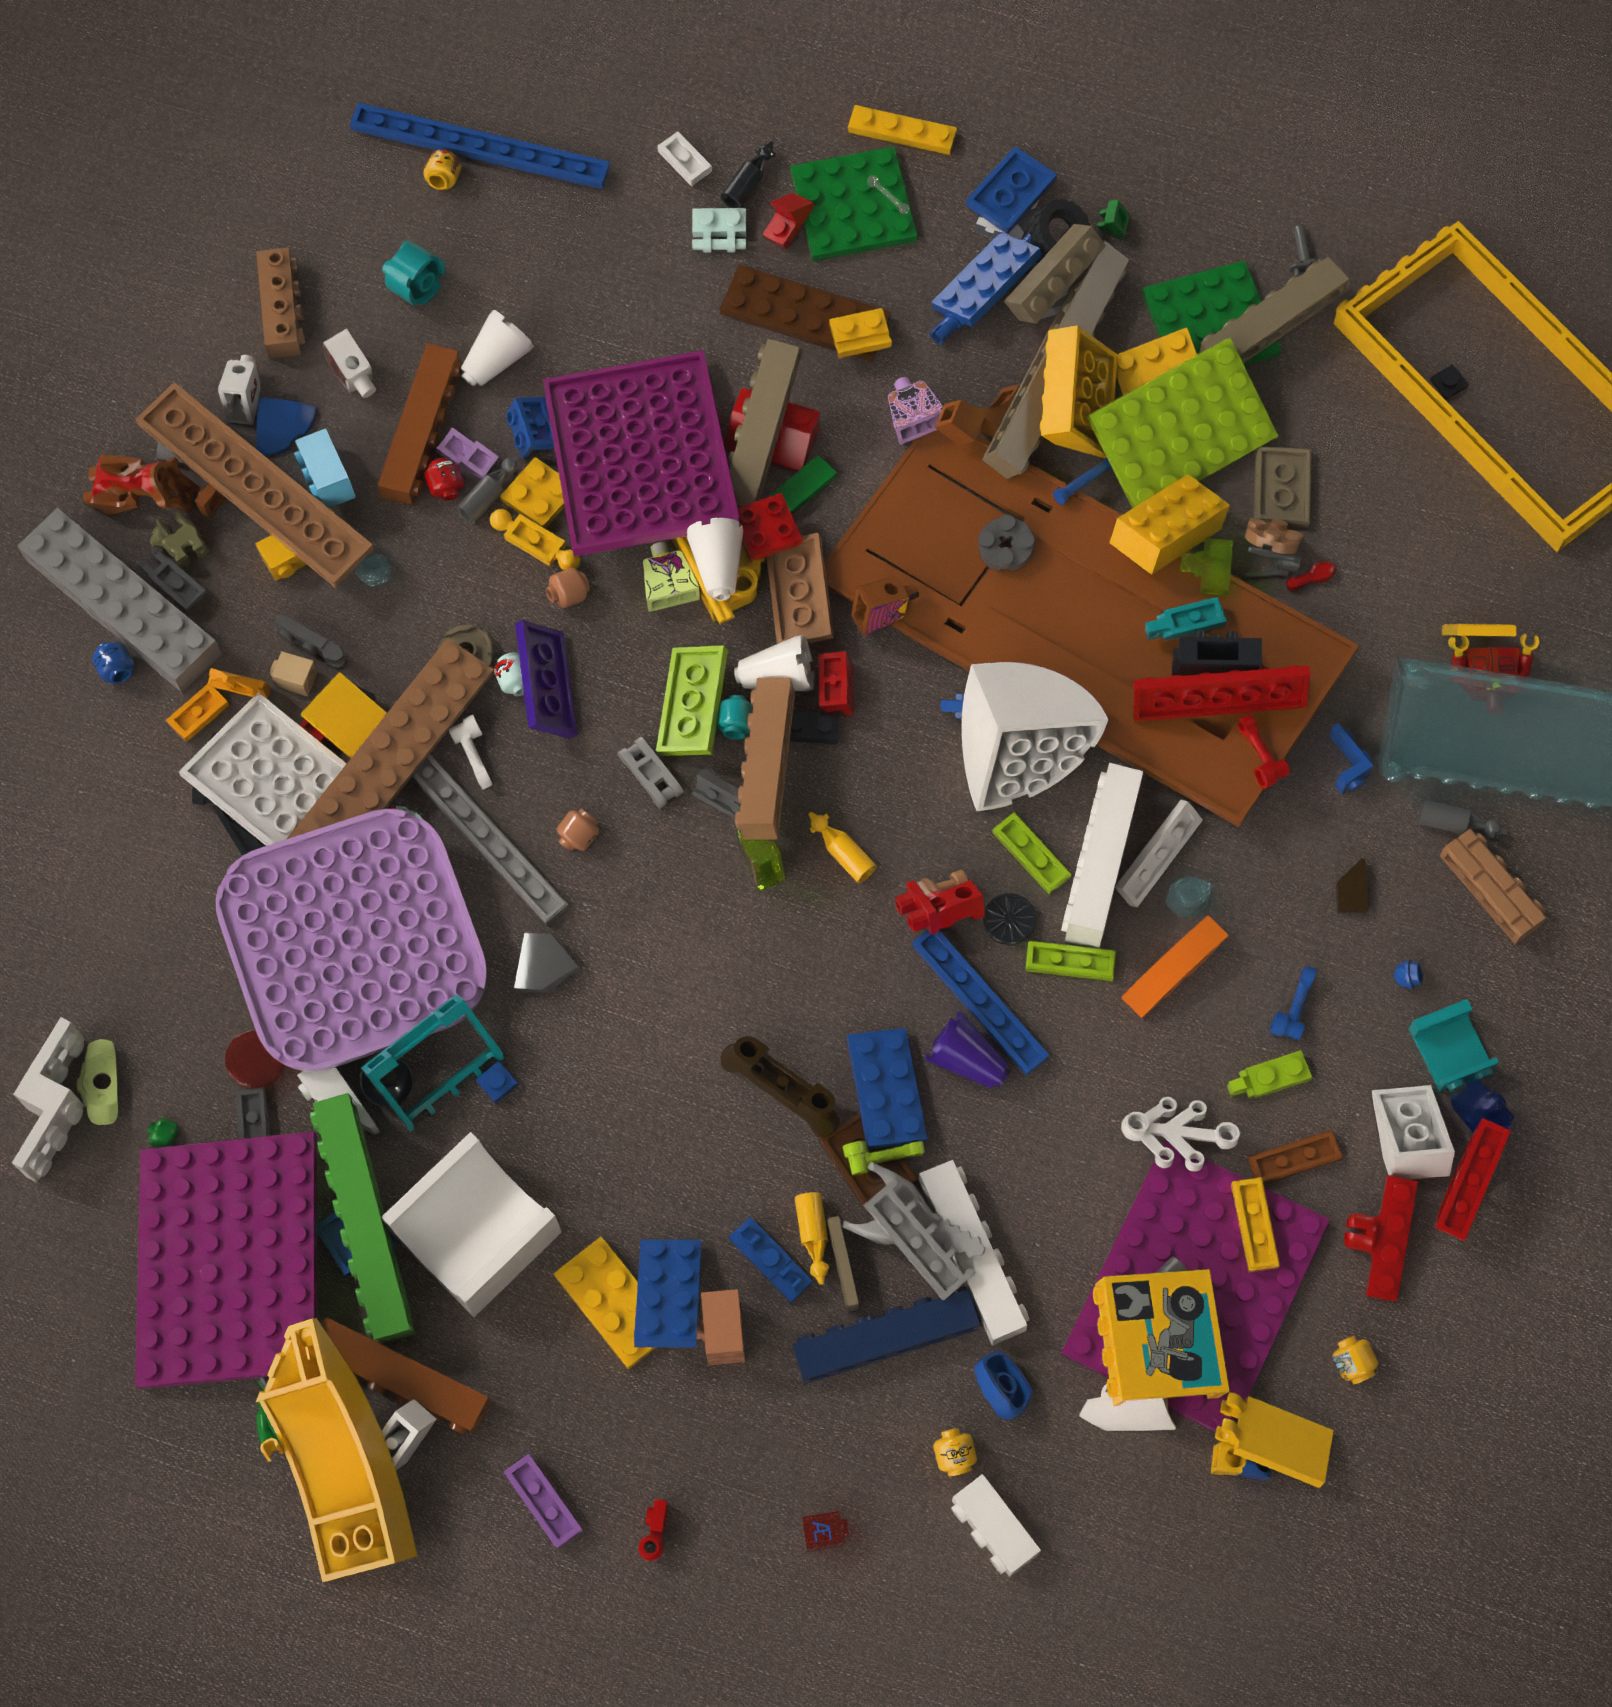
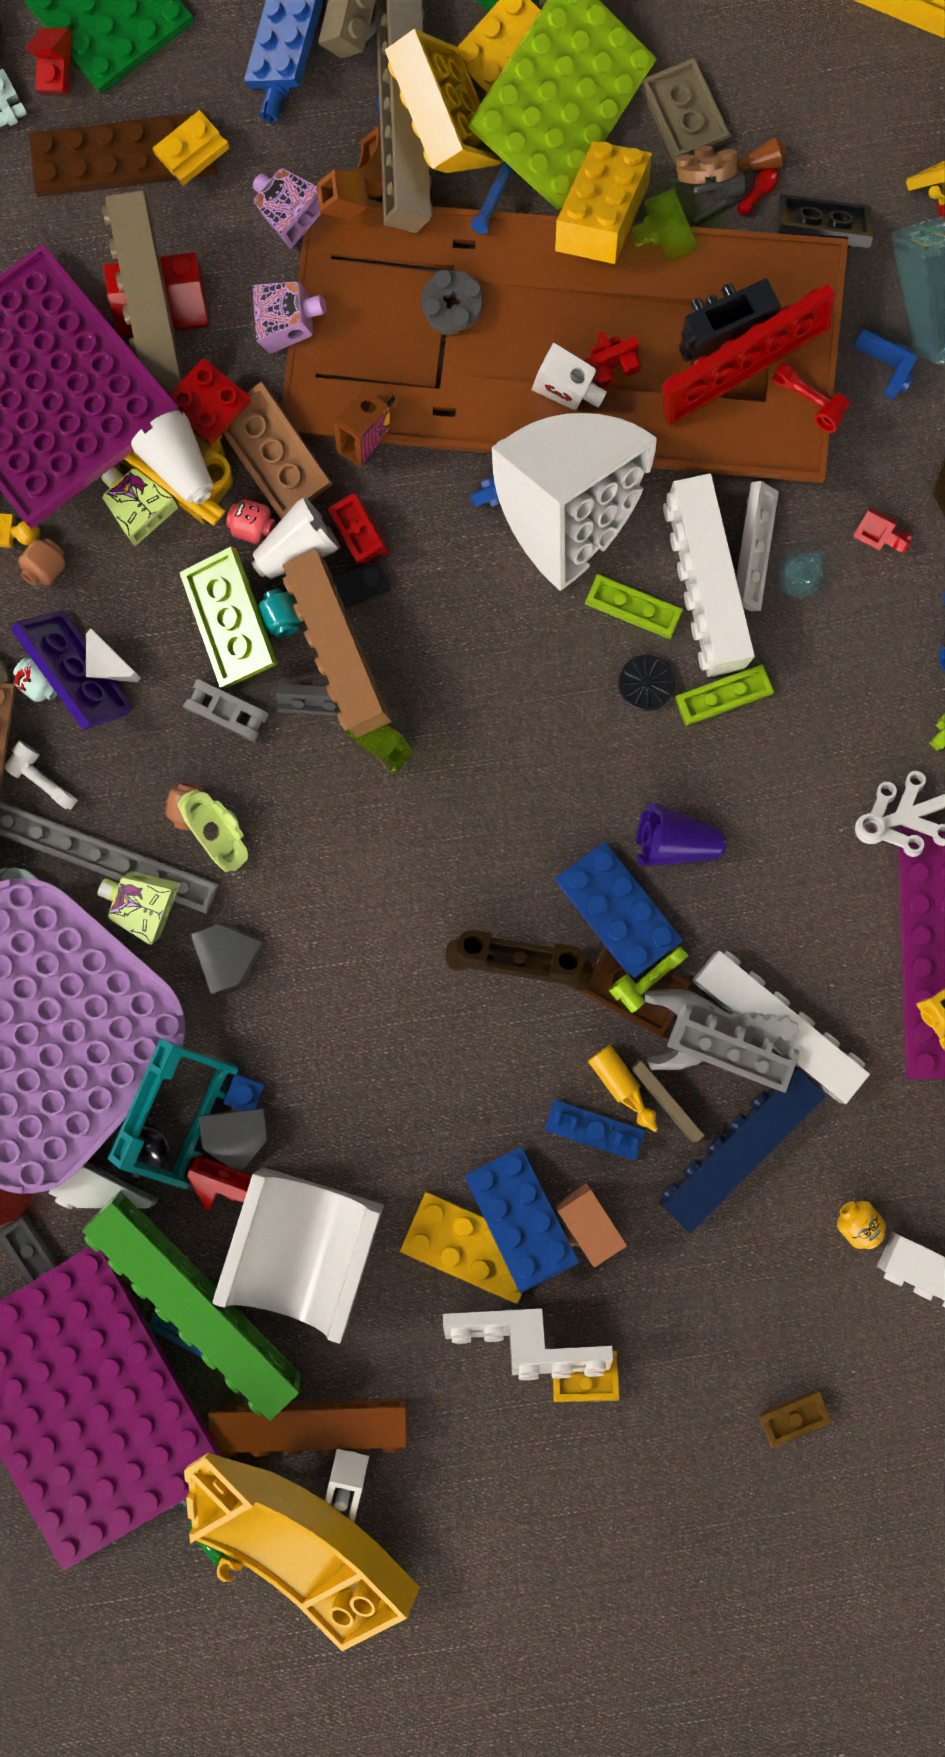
camera: 30 degrees left, 15 degrees up
(432, 1133) = (213, 1178): none -> red slope
(470, 1108) = (234, 1135): none -> dark grey slope
(498, 887) = (140, 903): none -> yellowish green torso
(543, 1501) = (506, 1470): medium lavender plate -> none
(574, 687) = (104, 662): none -> white slope
(590, 879) = (227, 848): none -> yellowish green piece
(617, 1395) = (527, 1343): none -> white bracket
(651, 1457) = (582, 1388): none -> yellow plate
(656, 1519) = (620, 1432): red plate -> none
(750, 635) = (250, 521): none -> coral head
(806, 483) = (219, 335): green tile -> none
(811, 1588) = (794, 1418): none -> pearl gold plate
(824, 1531) = (780, 1361): clear red brick -> none
(843, 849) = (453, 693): yellow wheel -> none
(865, 491) = (284, 314): none -> lavender torso
(940, 903) = (573, 707): red hips -> none
(981, 1001) = (661, 778): blue plate -> none
(1003, 1385) = (873, 1139): blue piece -> none
(1064, 644) = (567, 379): none -> white torso
(1110, 643) = (613, 353): none -> red hips
(1175, 966) = (827, 651): orange slope -> none
(1186, 620) = (671, 294): teal hinge -> none
(1270, 890) = (879, 529): none -> plate
(1331, 552) = (765, 156): none -> dark orange cone
(1352, 623) = (825, 219): none -> black plate

